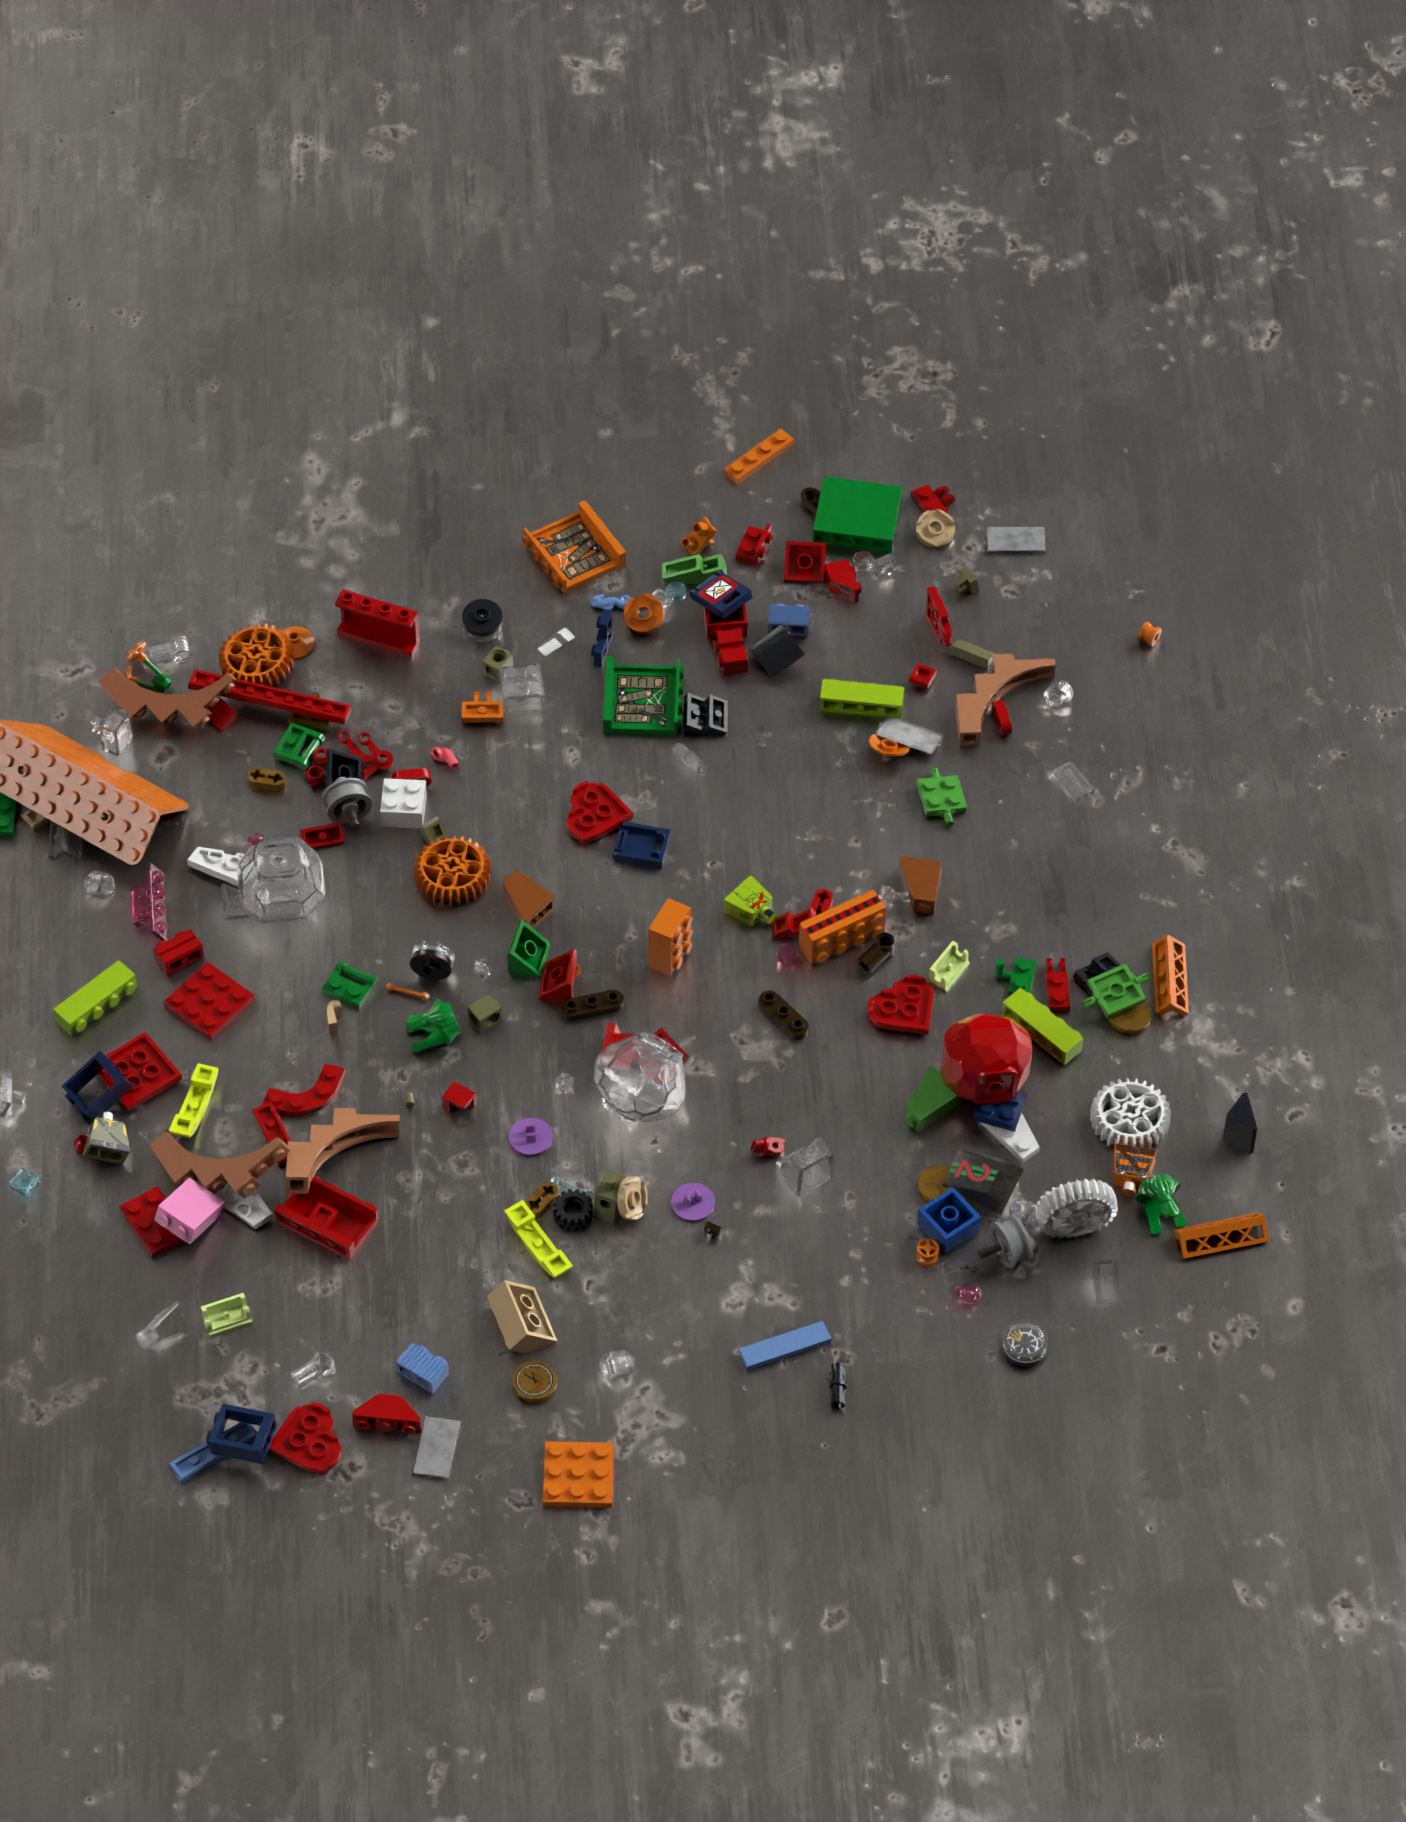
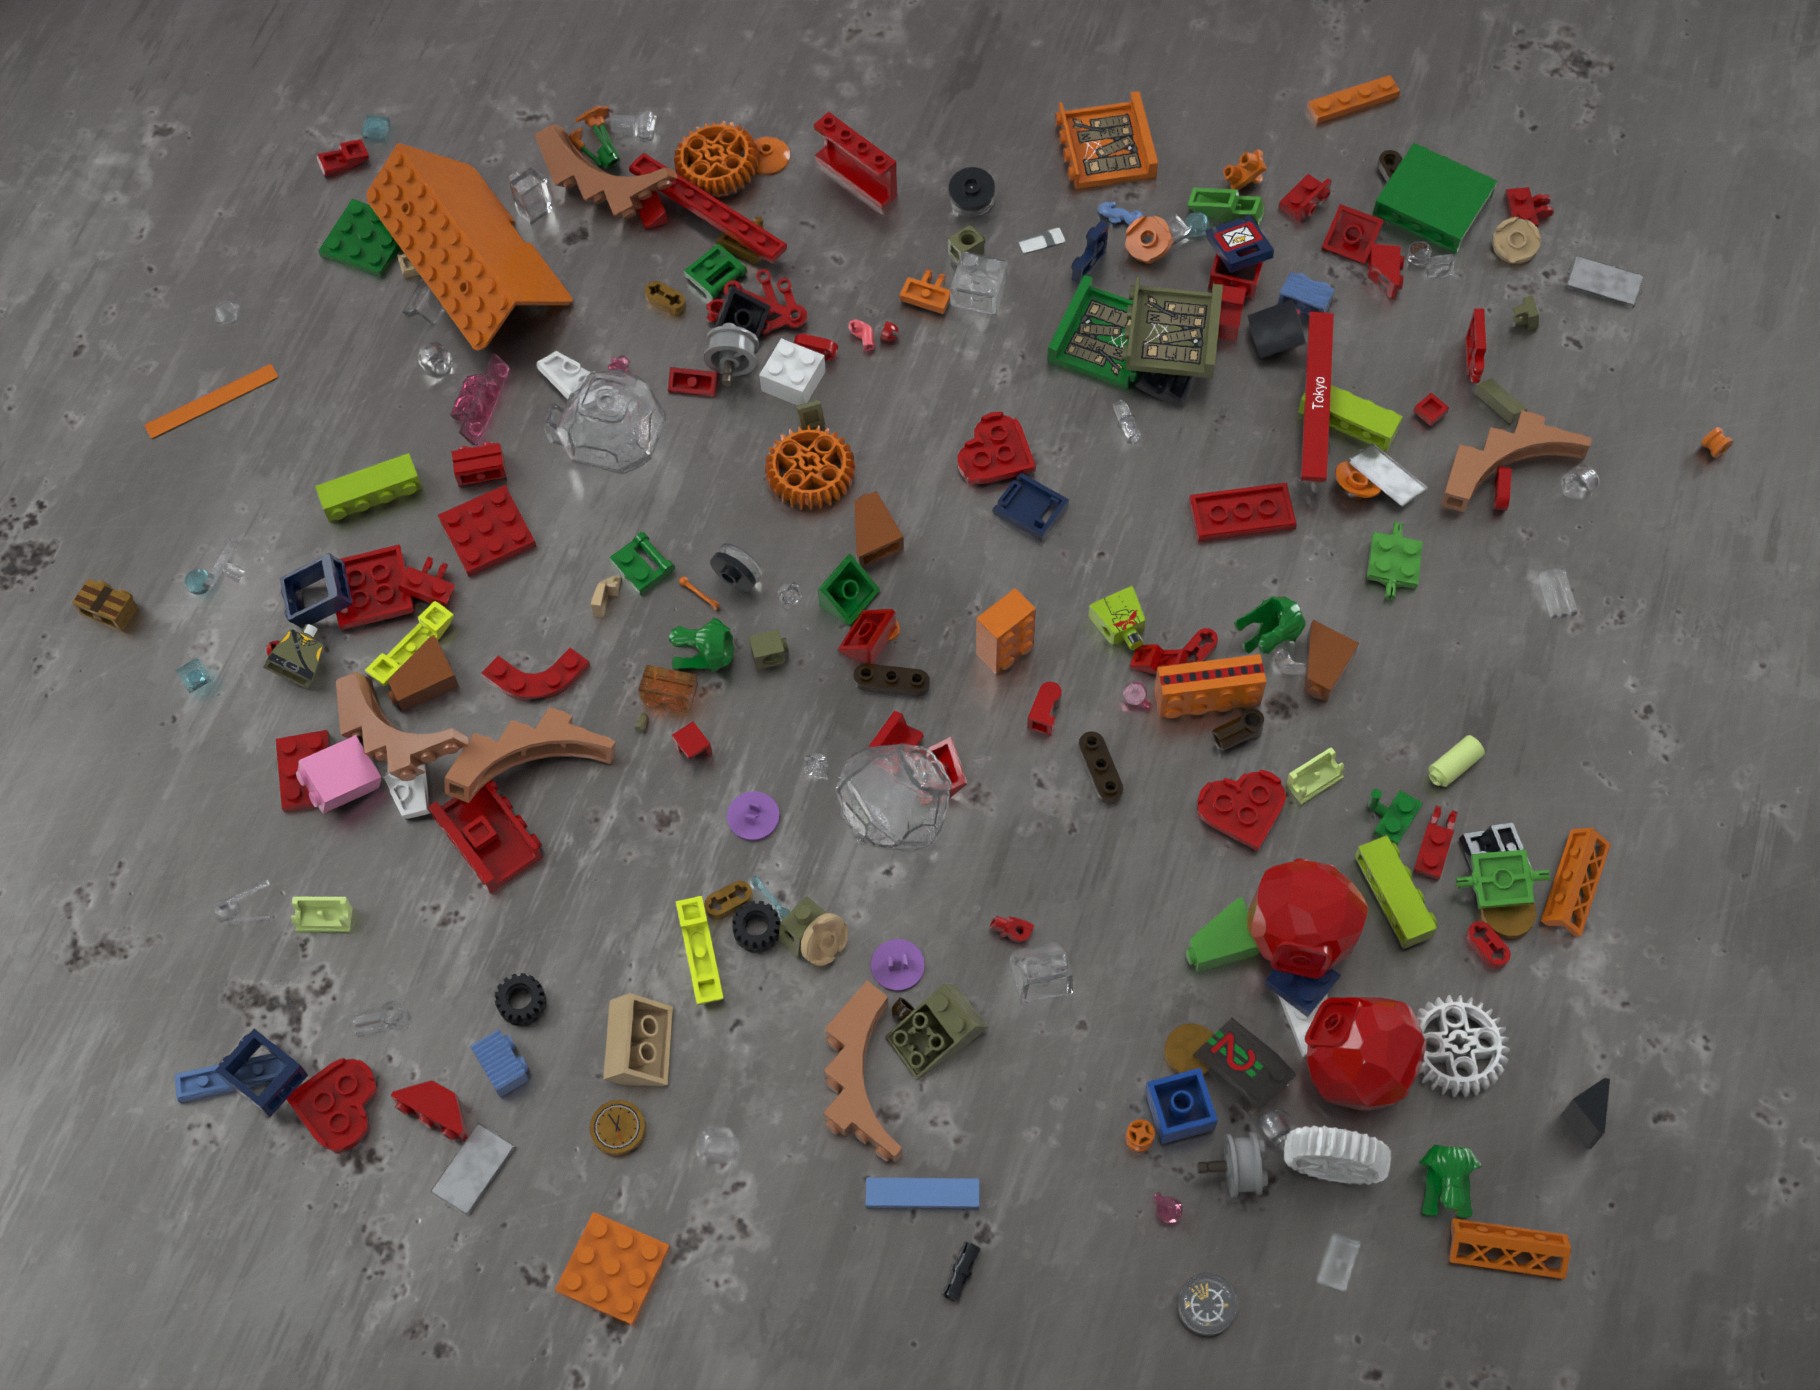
camera: 25 degrees right, 10 degrees up
(181, 1055) = (425, 586): none -> red hinge
(217, 1121) = (422, 677): none -> dark orange slope
(271, 1125) = (478, 705): red tile -> none
(415, 1309) = (516, 984): none -> black tyre
(419, 1066) = (668, 688): none -> clear orange brick
(464, 749) = (887, 332): none -> red hinge
(691, 1285) = (851, 1108): none -> nougat arch
(698, 676) = (1172, 330): none -> olive panel
(721, 981) = (1041, 713): none -> red leg
(744, 1234) = (936, 1030): none -> olive slope
(809, 797) = (1242, 512): none -> red tile
(832, 691) = (1317, 397): none -> red tile
(874, 865) = (1279, 622): none -> green piece
(1048, 922) = (1456, 761): none -> yellowish green brick
(1066, 1133) = (1364, 1051): none -> red rock
(1124, 1041) = (1485, 947): none -> red beam
(1132, 1166) = (1432, 1117): torso -> none

